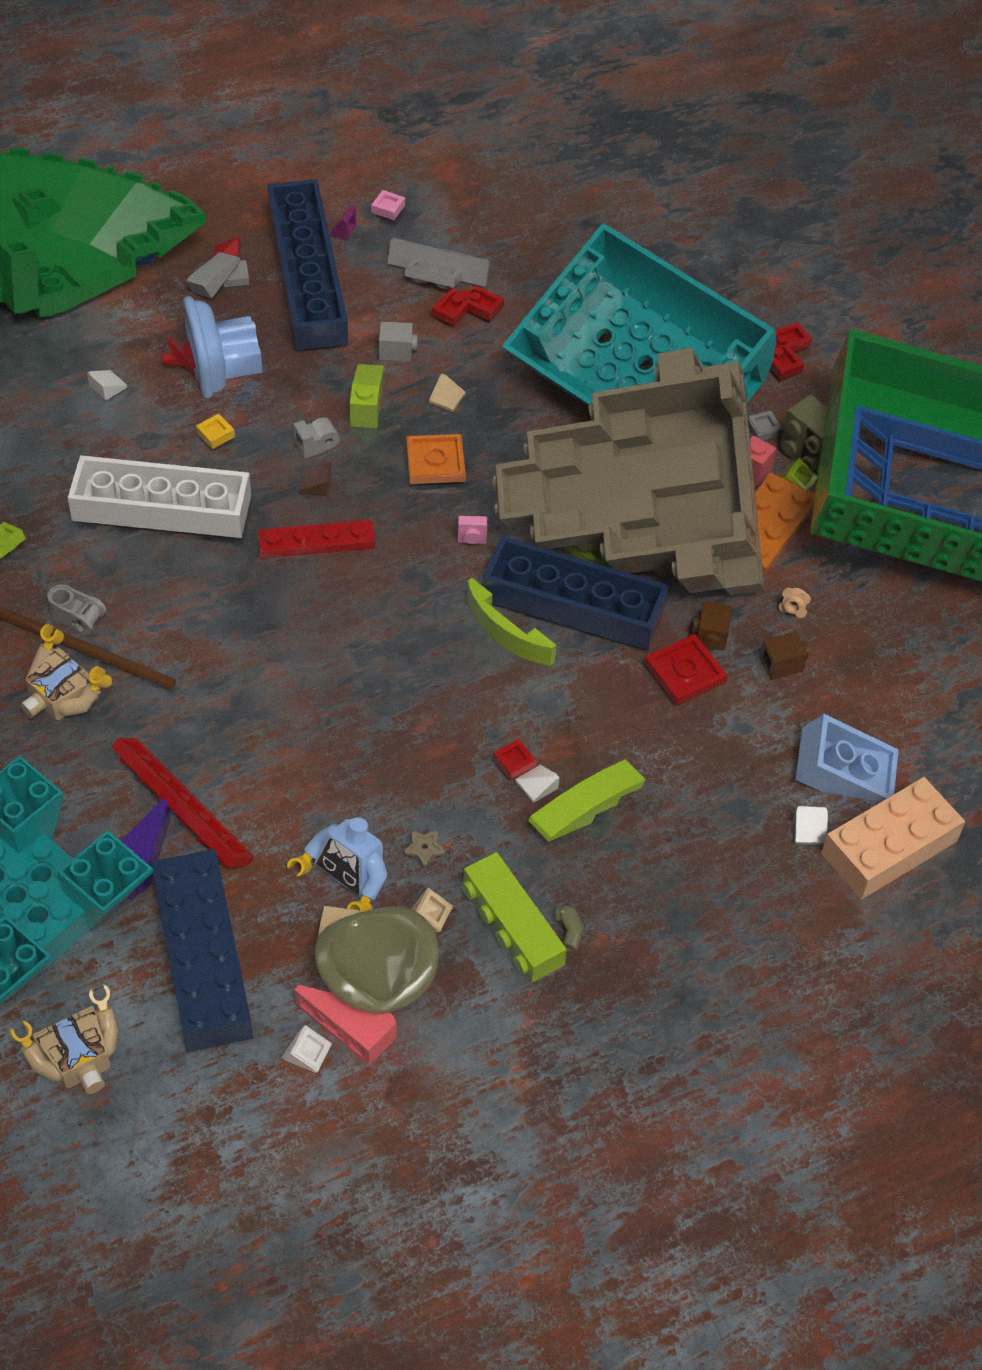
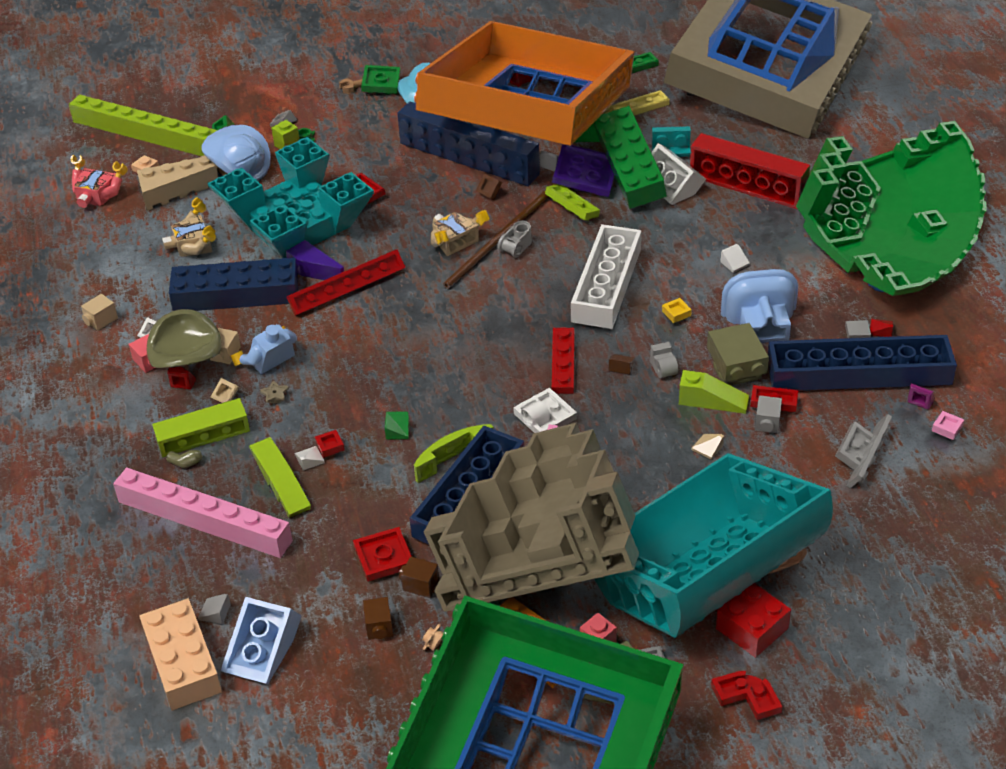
camera: 105 degrees right, 10 degrees down
(212, 274) = (846, 311): light grey slope -> none
(279, 1135) = (99, 312): none -> tan brick
(304, 364) = (737, 354): none -> olive brick
(365, 339) = (788, 396): none -> red plate
(422, 543) = (544, 410): none -> white plate
(435, 459) = (633, 429): orange plate -> none
(458, 303) = (819, 461): red plate -> none
(468, 693) = (397, 425): none -> green slope
(668, 876) = (203, 512): none -> bright pink brick

